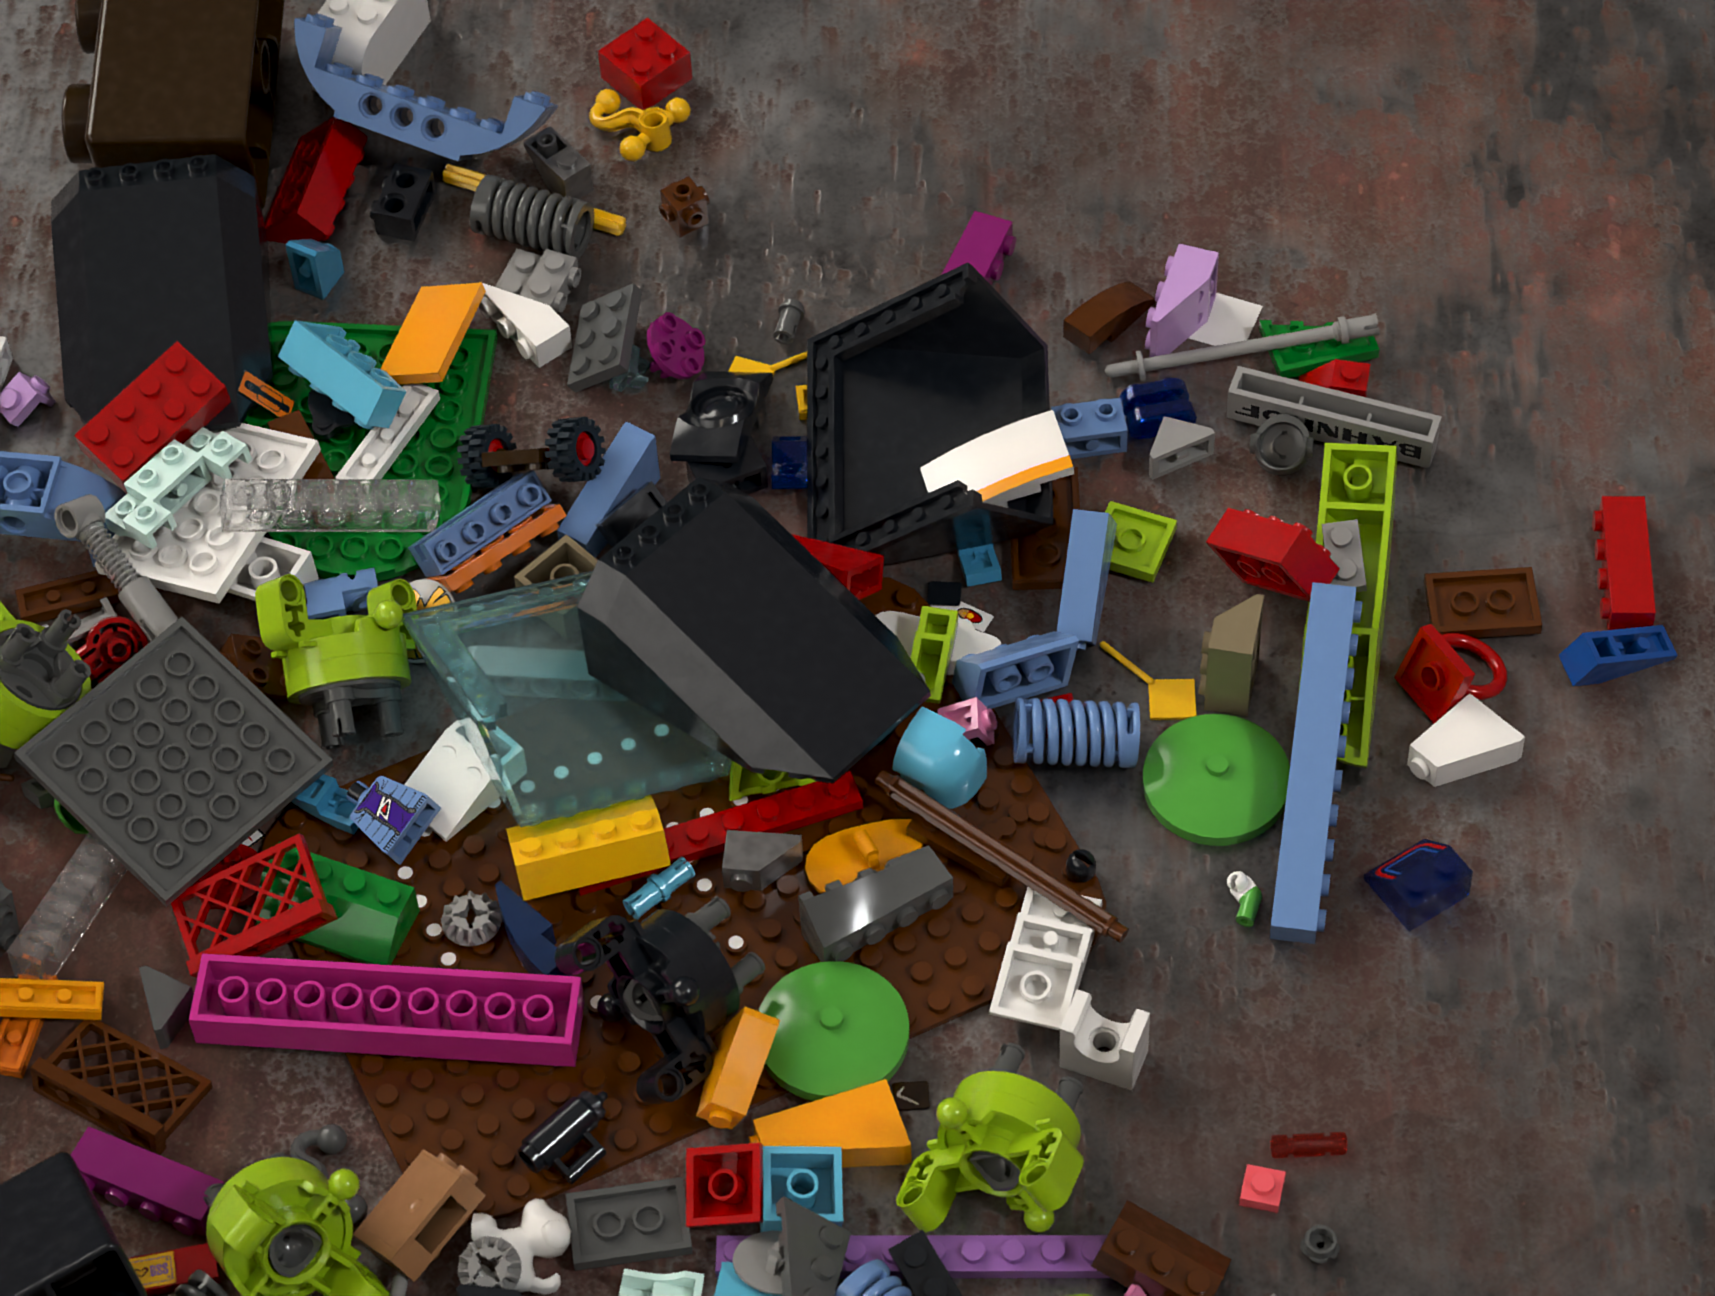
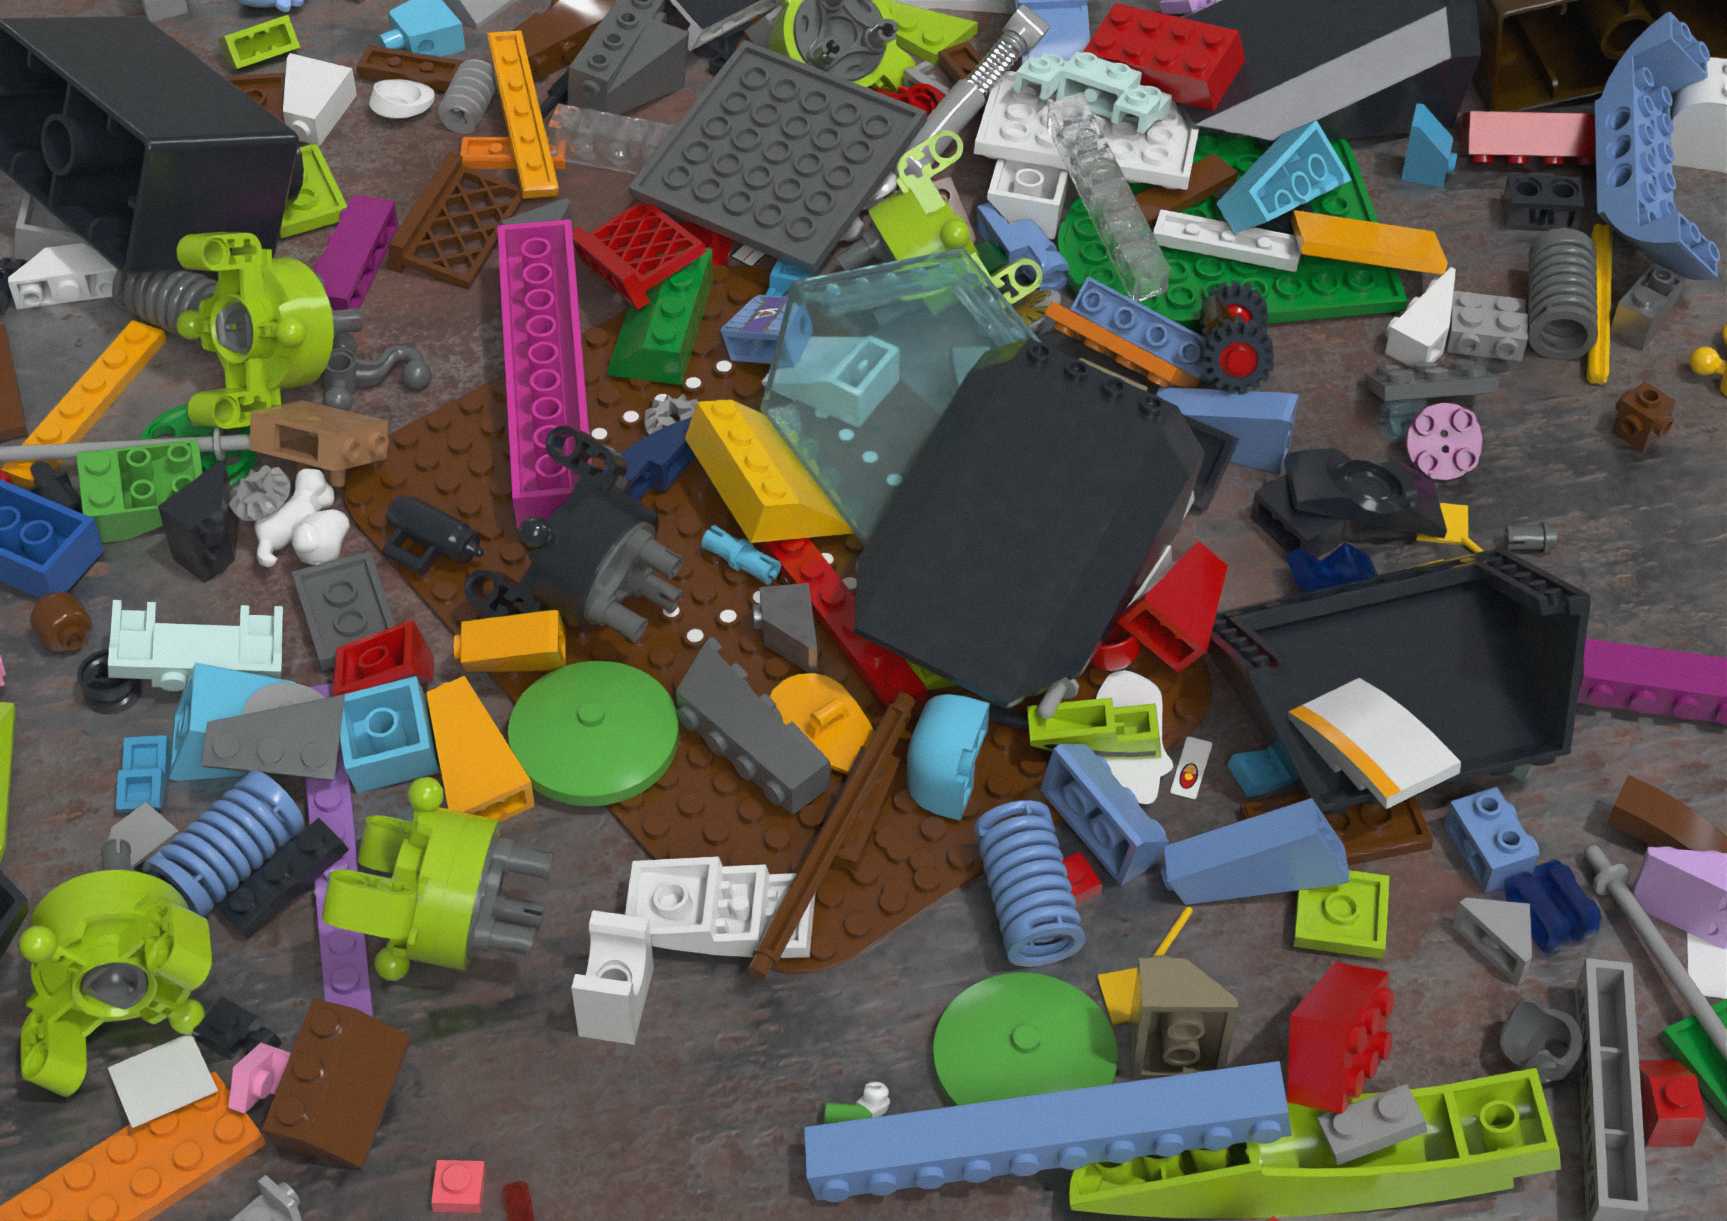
camera: 75 degrees right, 5 degrees down
(265, 395) = (1240, 140): orange sticker -> none
(911, 1095) = (539, 826): dark brown sticker -> none
(944, 593) = (1209, 745): black sticker -> none
(974, 717) = (1018, 778): bright pink bracket -> none
(1077, 869) = (864, 929): black hinge -> none

